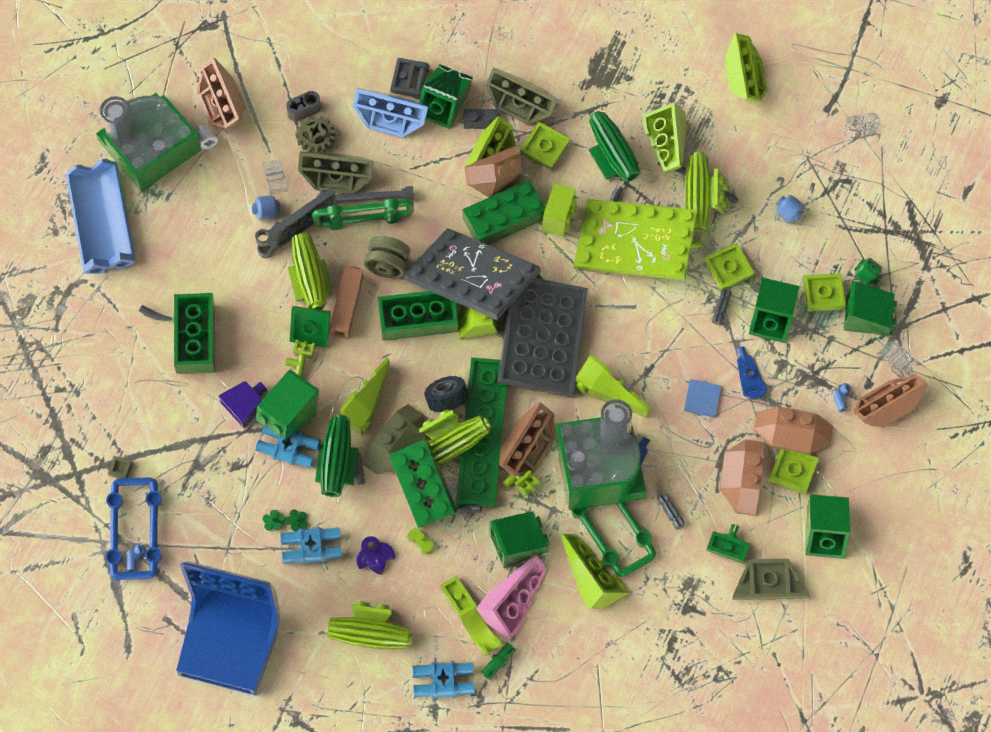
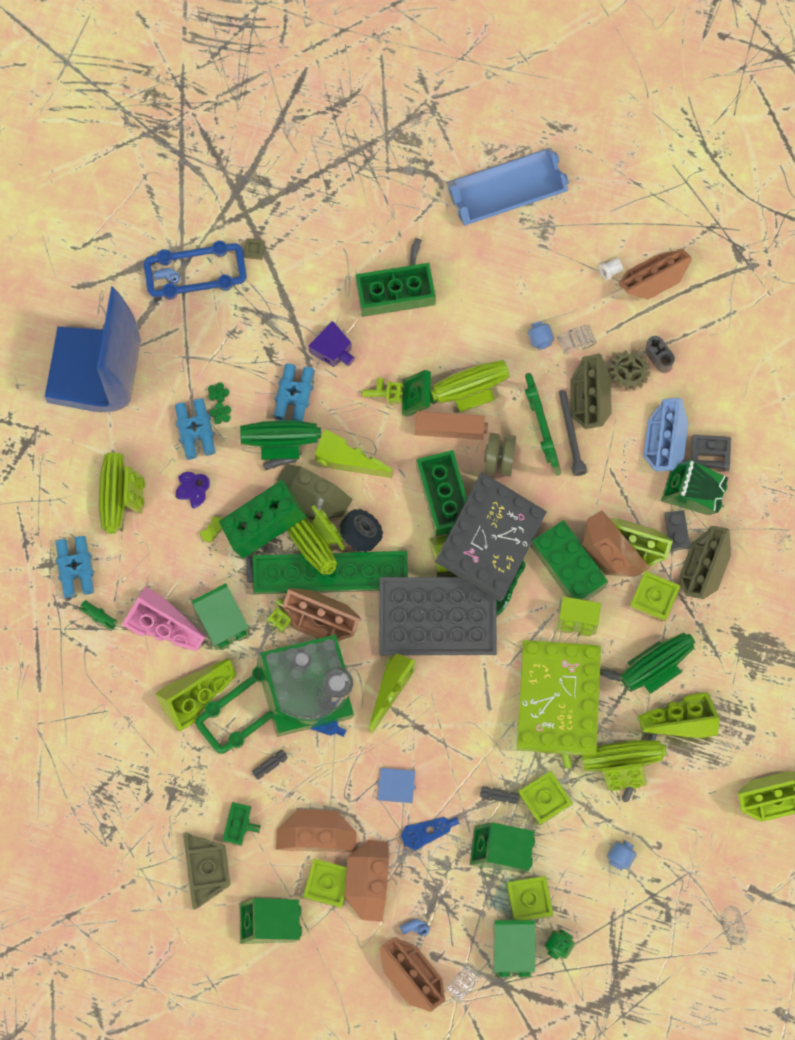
camera: 85 degrees right, 5 degrees up
(146, 137) = (595, 210): clear piece -> none
(288, 405) = (326, 383): green slope -> none
(296, 223) = (511, 351): dark grey hinge -> none
(469, 615) = (148, 577): lime piece -> none

